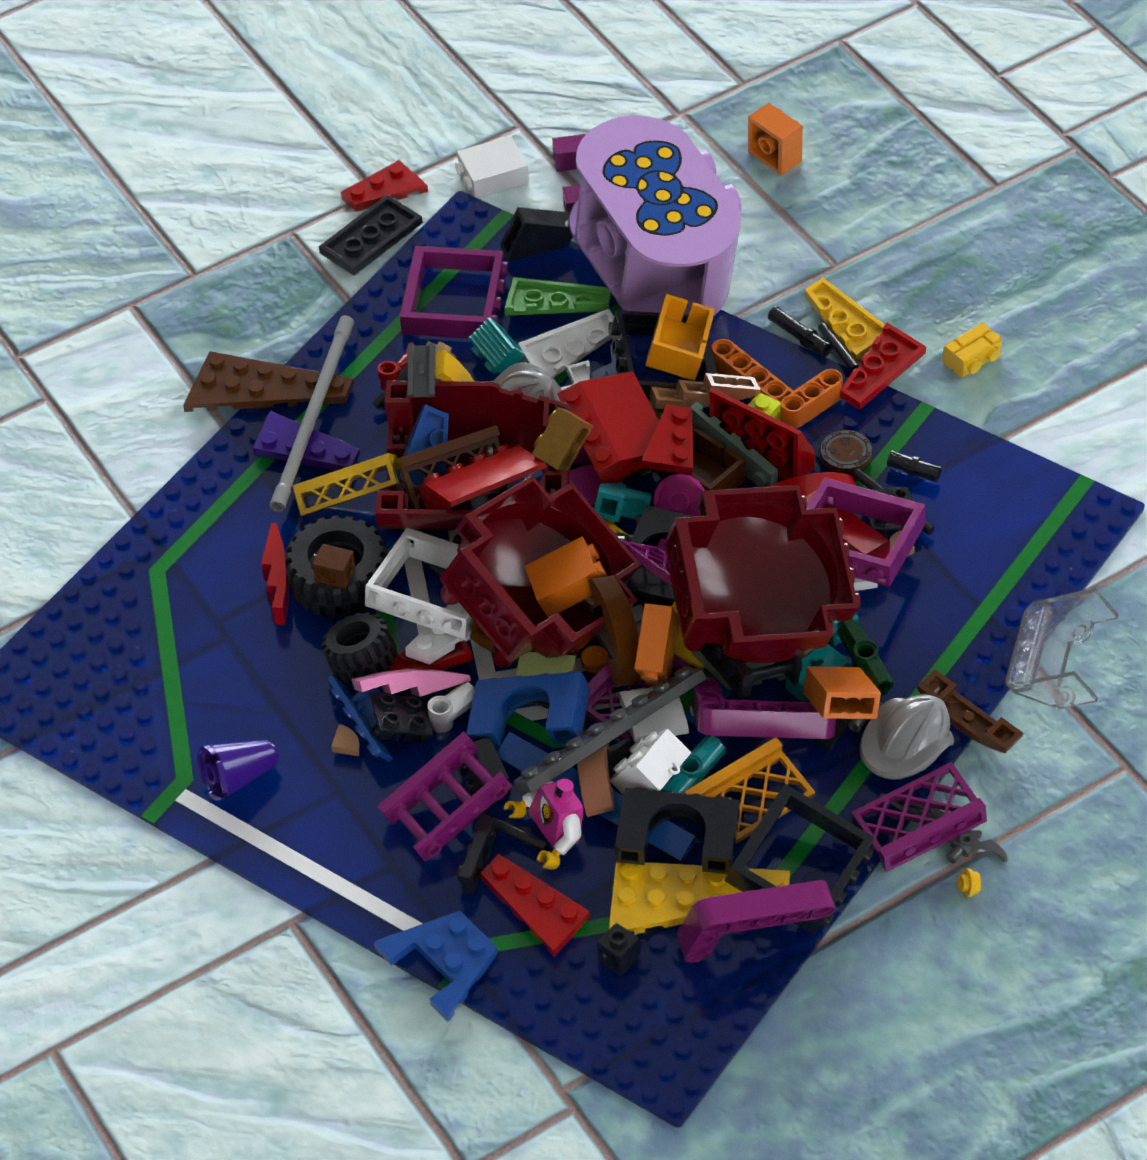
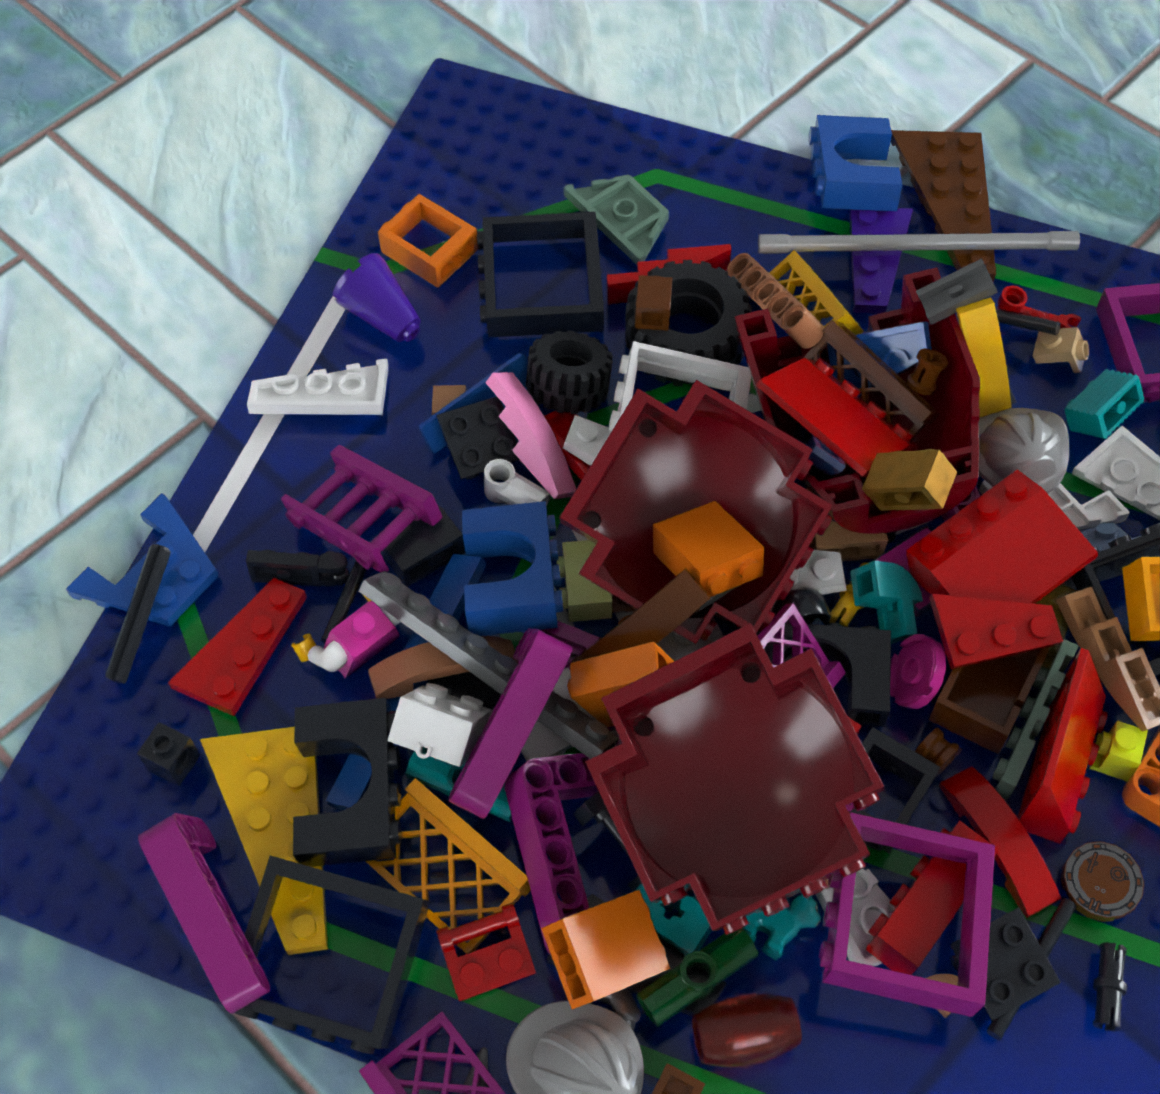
camera: 75 degrees right, 10 degrees up
(189, 743) = (446, 259): none -> orange window
(200, 593) = (623, 213): none -> sand green wing
(234, 444) = (849, 184): none -> blue arch
(251, 622) = (540, 319): none -> black window
(312, 814) = (334, 393): none -> white wing
(357, 499) = (782, 305): none -> nougat beam
(461, 419) = (927, 371): none -> reddish brown bush
(490, 959) = (137, 614): none -> black axle
(663, 703) = (511, 722): none -> magenta beam
(826, 777) = (490, 965): none -> red plate
(904, 644) = (746, 1030): none -> clear red piece

